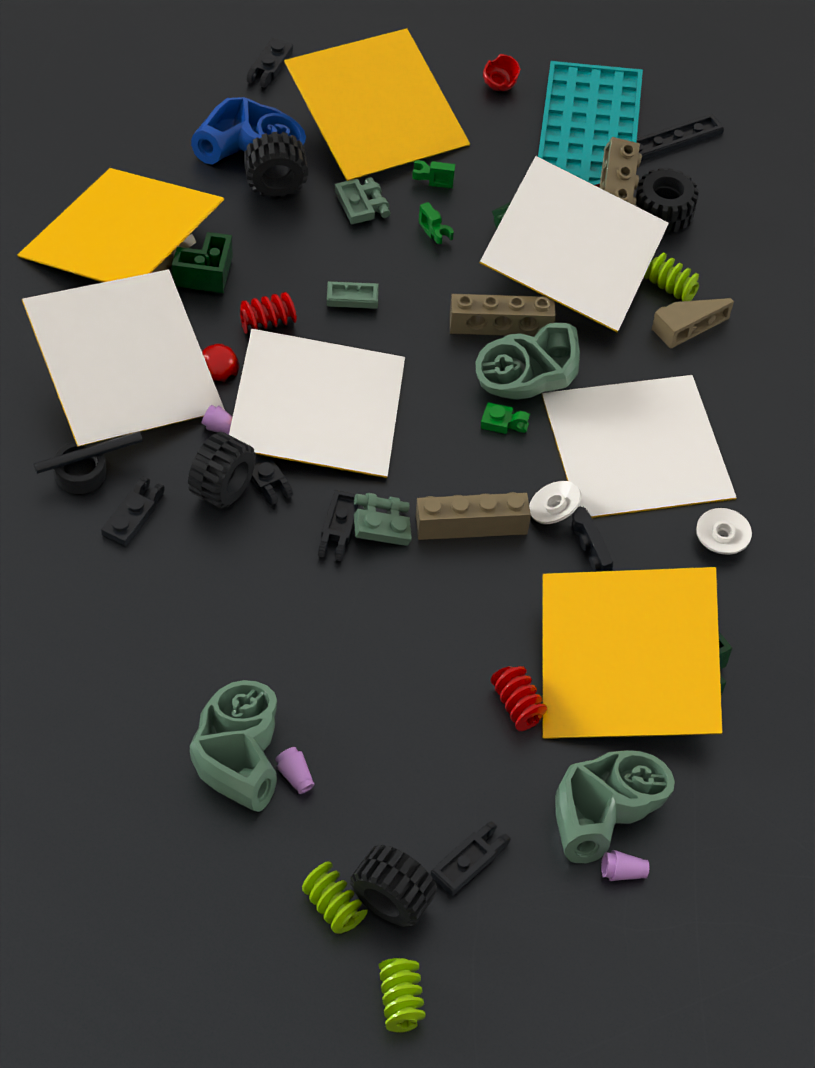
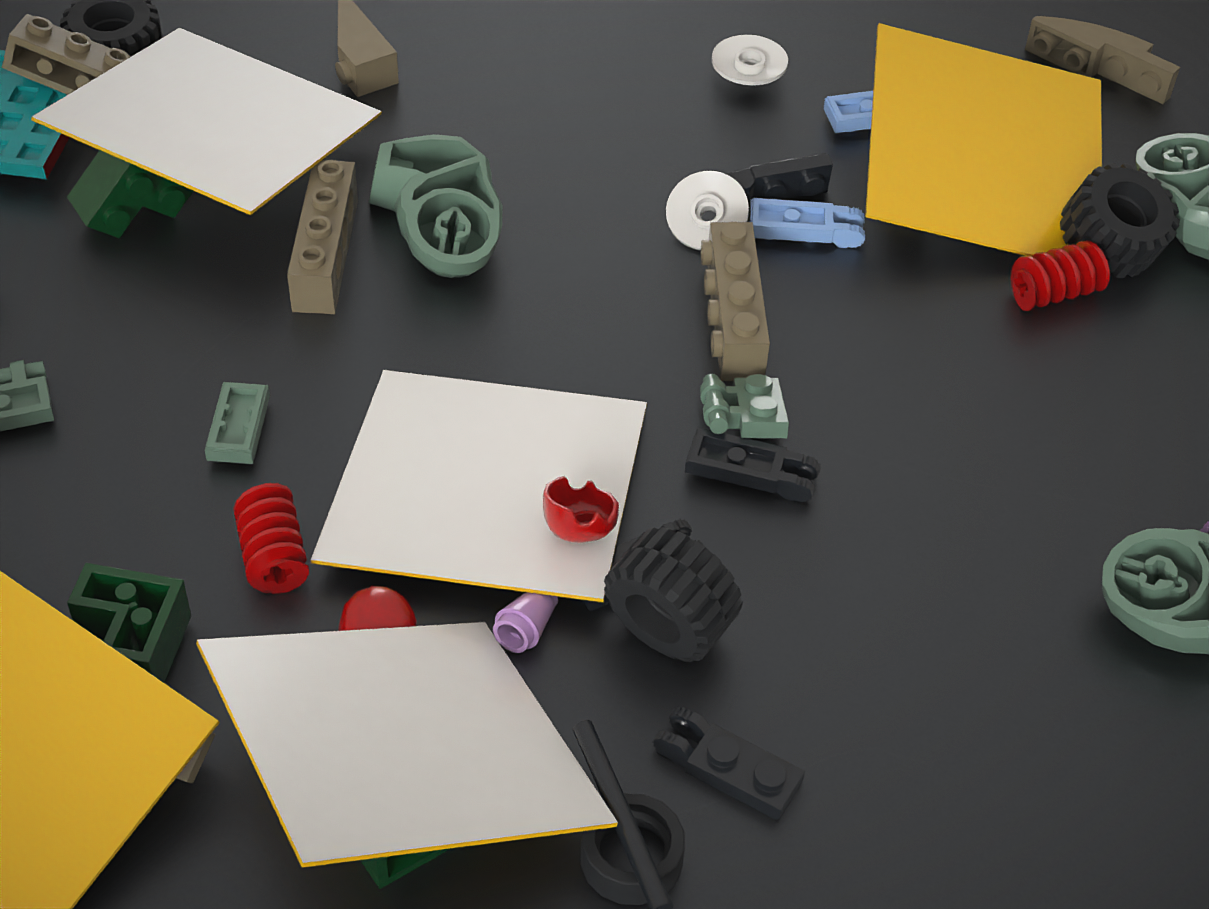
camera: 85 degrees left, 5 degrees down
(279, 427) = (579, 513): none -> red hair
(431, 222) = (88, 305): green plate -> none
(500, 418) = (532, 264): green plate -> none
(558, 550) = (807, 222): none -> light blue hinge
(565, 710) = (1123, 215): none -> black tyre
(638, 446) = (582, 132): white piece -> none
(672, 278) = (281, 43): lime piece -> none
(783, 759) = (1102, 51): none -> dark tan slope

